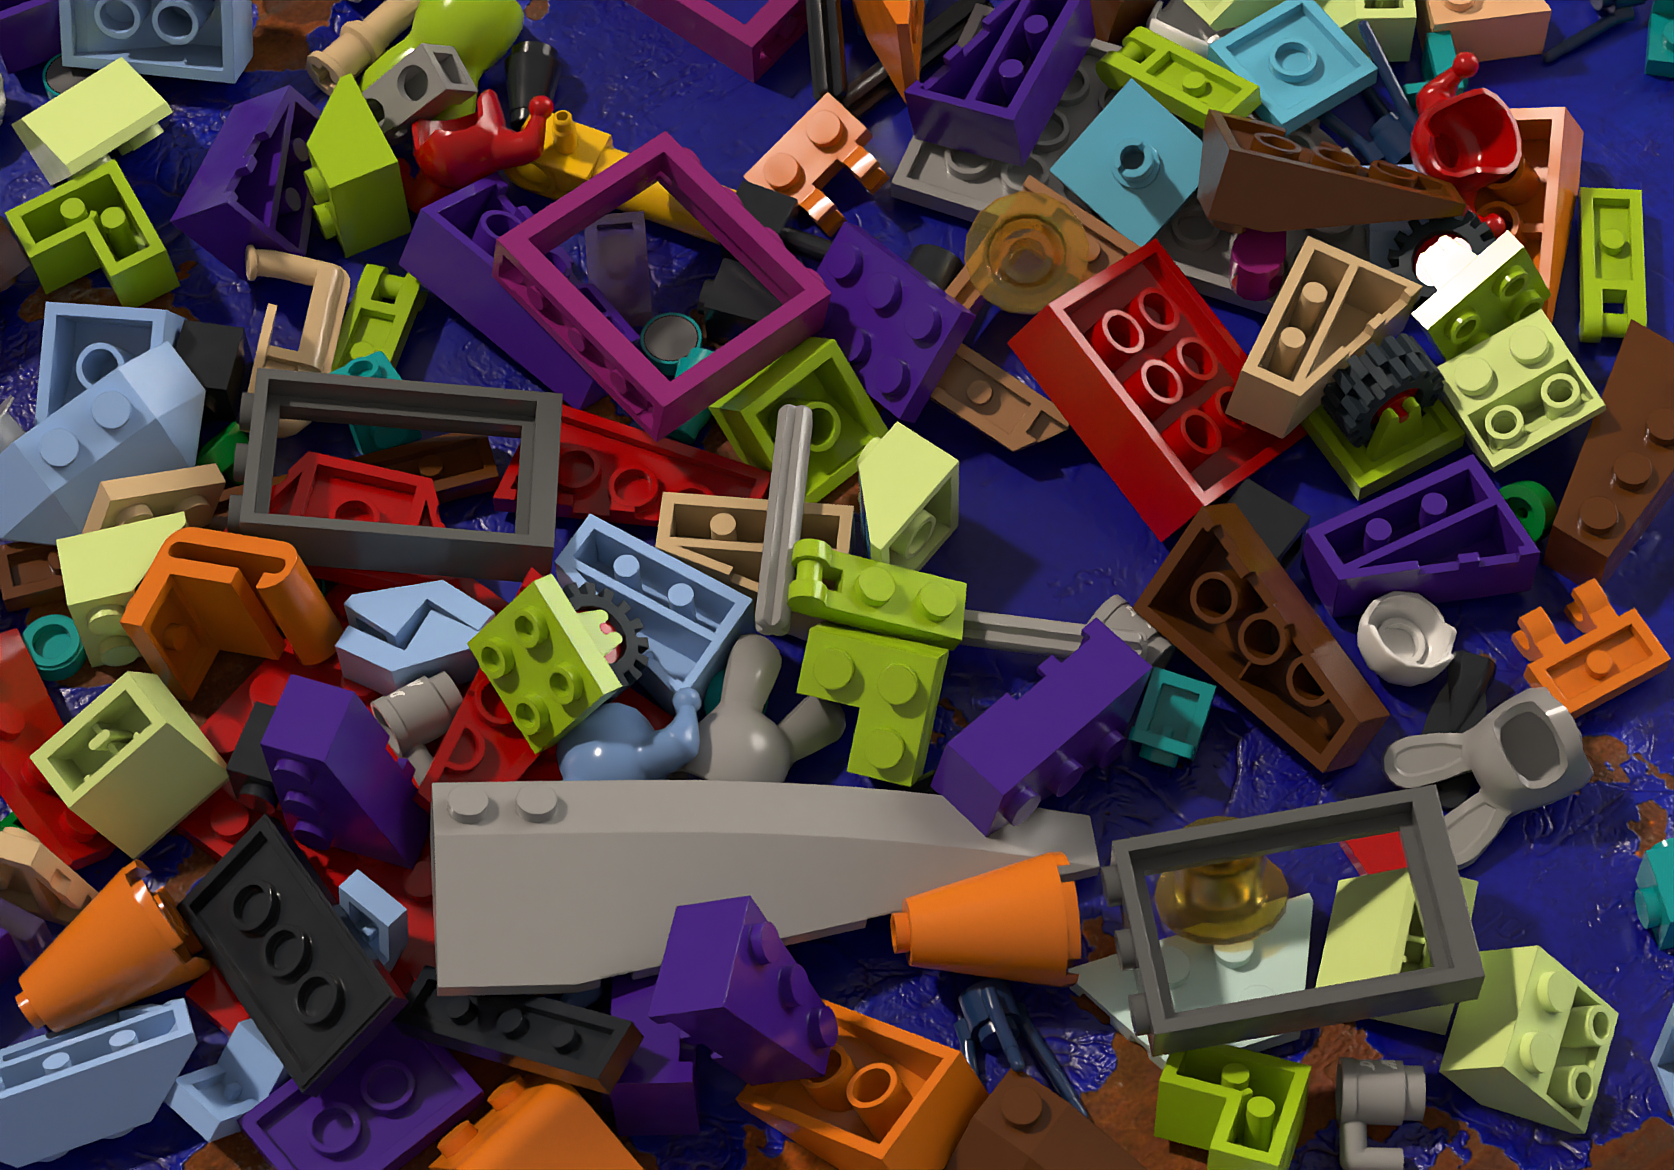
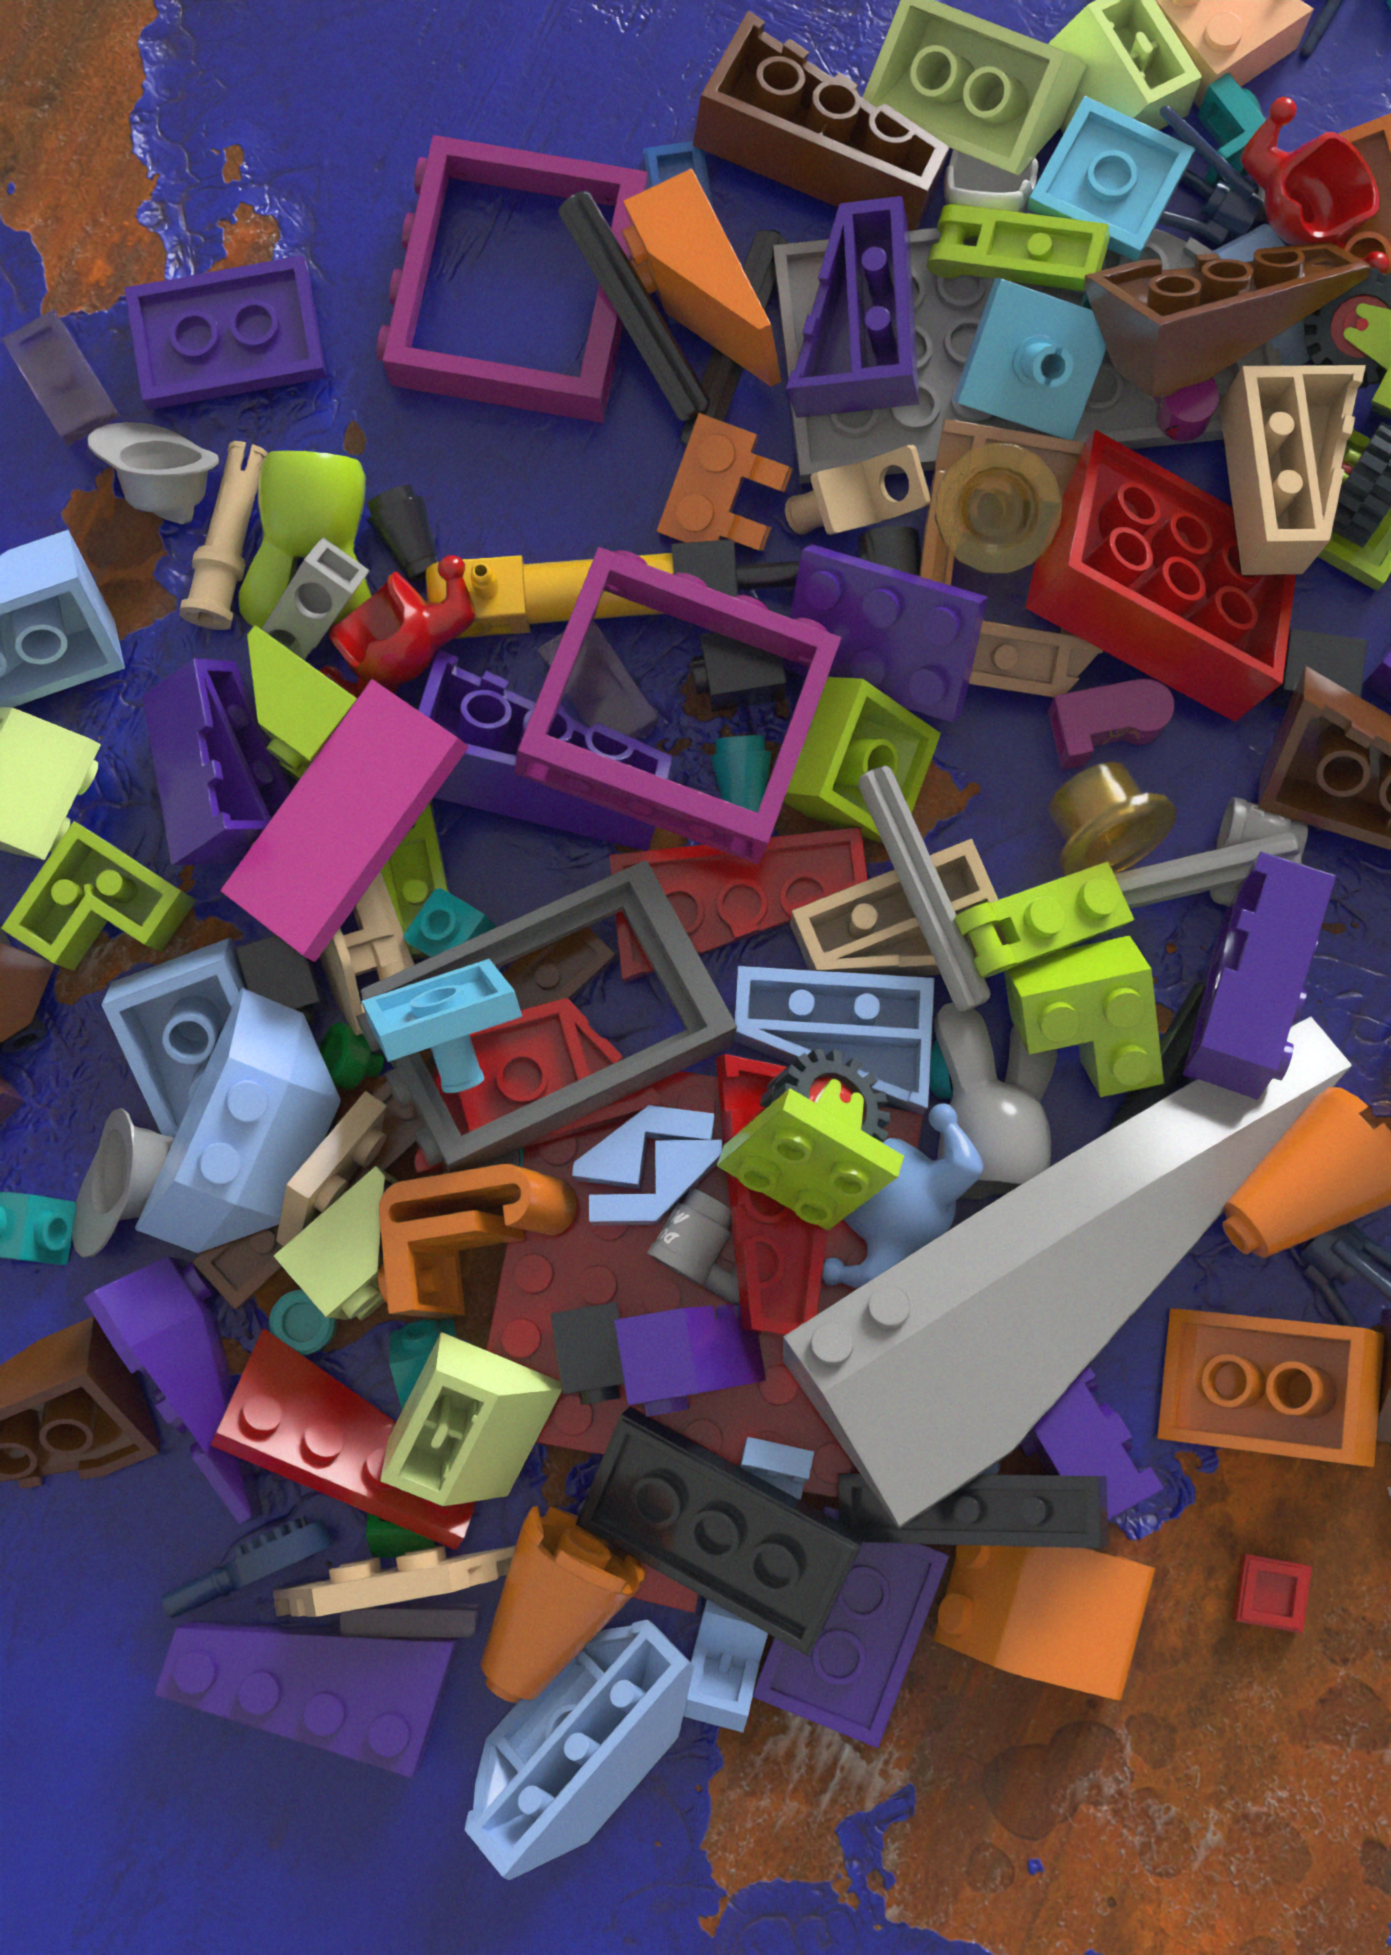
camera: 25 degrees left, 20 degrees up
(302, 401) = (442, 1016): none -> medium azure tile
(328, 243) = (344, 820): none -> dark pink tile
(669, 339) = (686, 734): flat silver tile -> none
(742, 994) = (1156, 1386): dark purple wedge -> none
(906, 498) = (1004, 811): yellowish green slope -> none
(922, 210) = (857, 494): none -> tan bracket
(997, 556) = (1108, 819): none -> clear yellow piece
(1048, 488) = (1106, 714): none -> magenta leg
(1172, 717) = (1351, 900): teal bracket -> none

